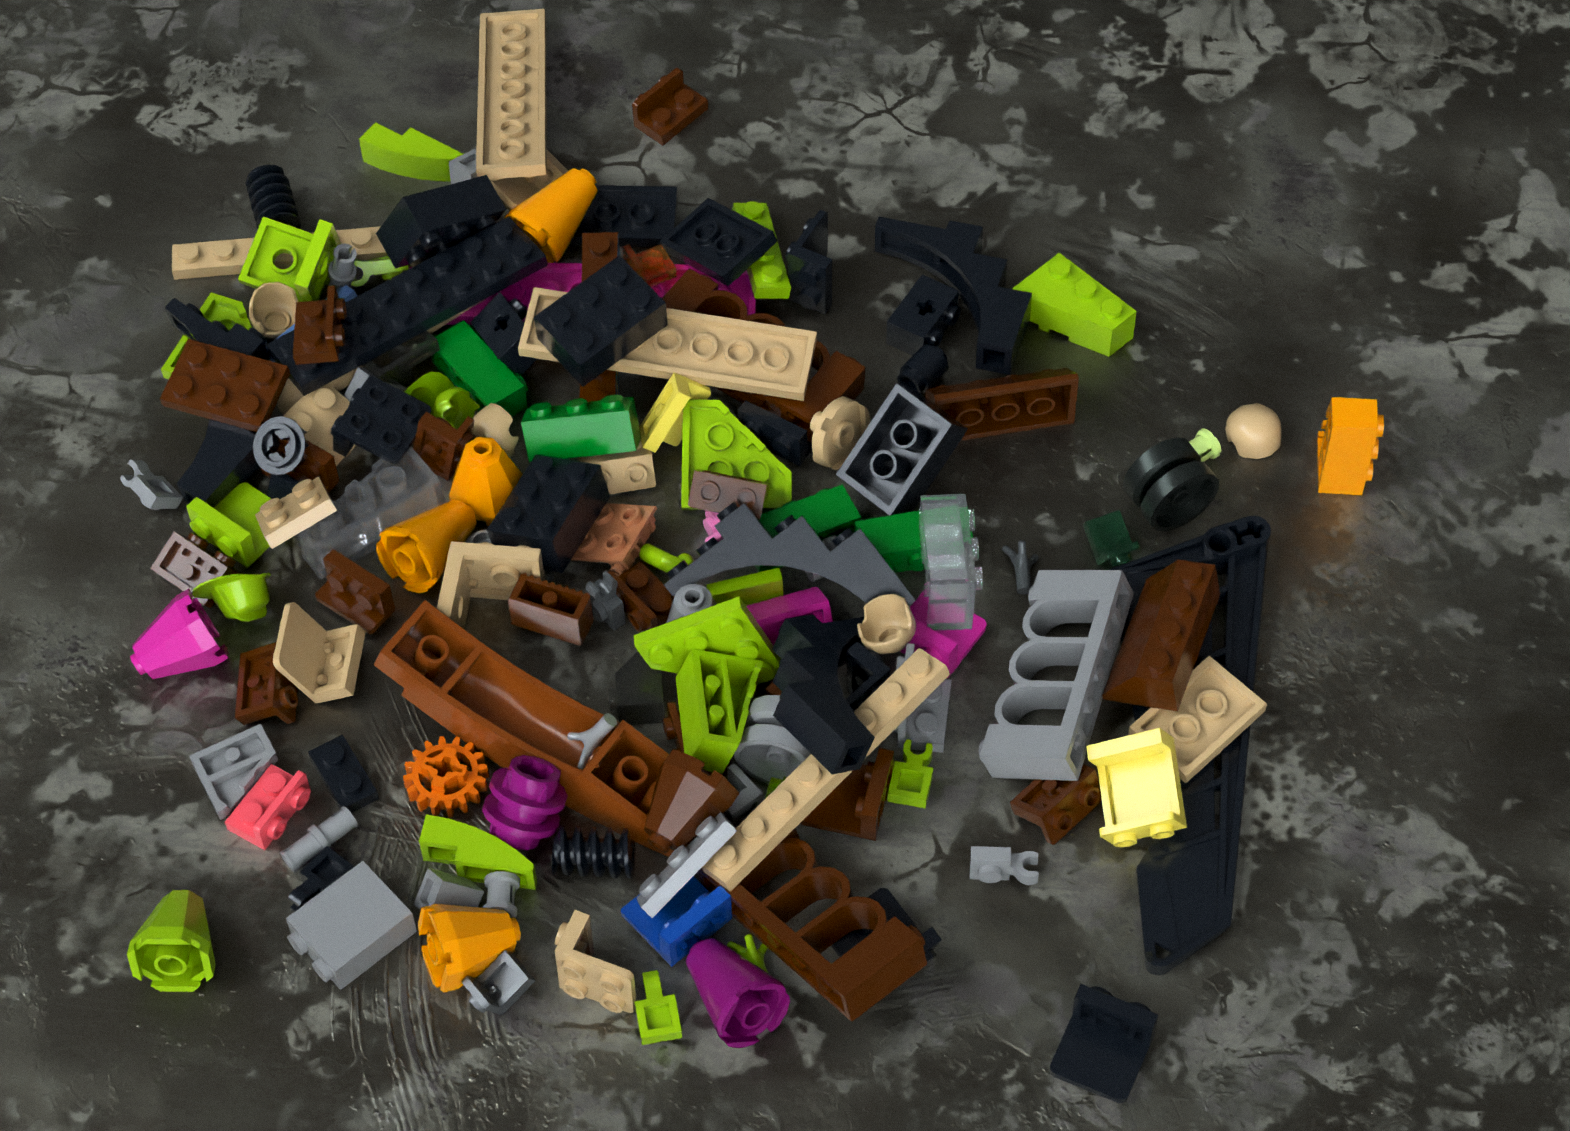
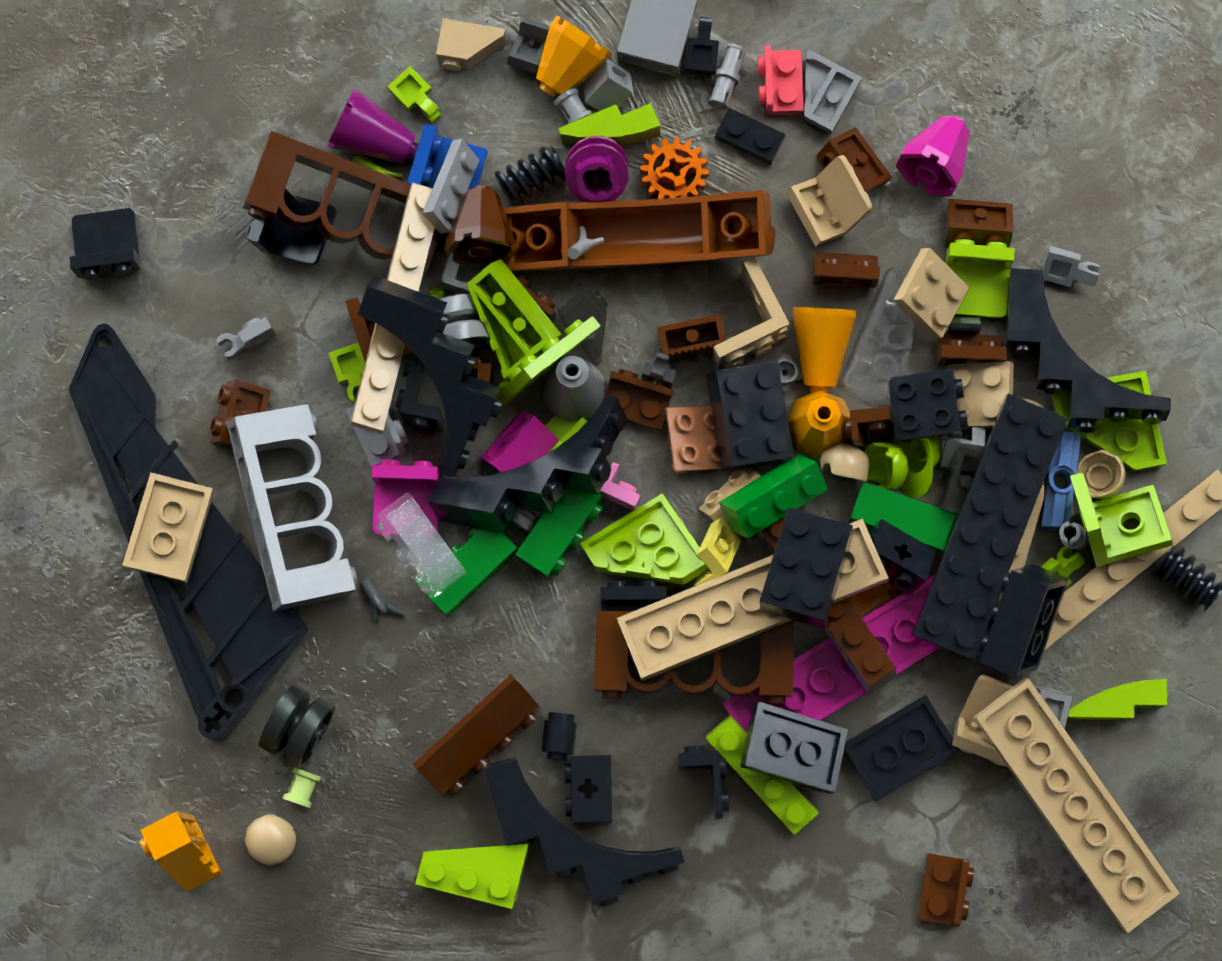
camera: 150 degrees right, 25 degrees up
(224, 385) = (1067, 359): reddish brown plate -> none
(237, 595) = (926, 213): lime piece -> none
(267, 442) = (980, 327): gear -> none
(319, 329) = (1030, 443): reddish brown bracket -> none
(556, 212) = (945, 692): light orange cone -> none
(563, 1027) = (467, 44): none -> tan slope
(588, 976) = (468, 77): tan bracket -> none
(651, 265) = (838, 695): clear orange bracket -> none
(661, 558) = (642, 439): lime arm -> none
(717, 491) = (625, 511): bracket -> none
(837, 431) = (579, 622): tan plate -> none
(887, 624) = (425, 448): tan hair -> none
(901, 451) = (515, 624): black brick -> none
(1110, 539) = (320, 659): clear green bracket -> none
(1139, 787) = (178, 442): light yellow panel -> none
(1164, 636) = (226, 573): reddish brown slope -> none

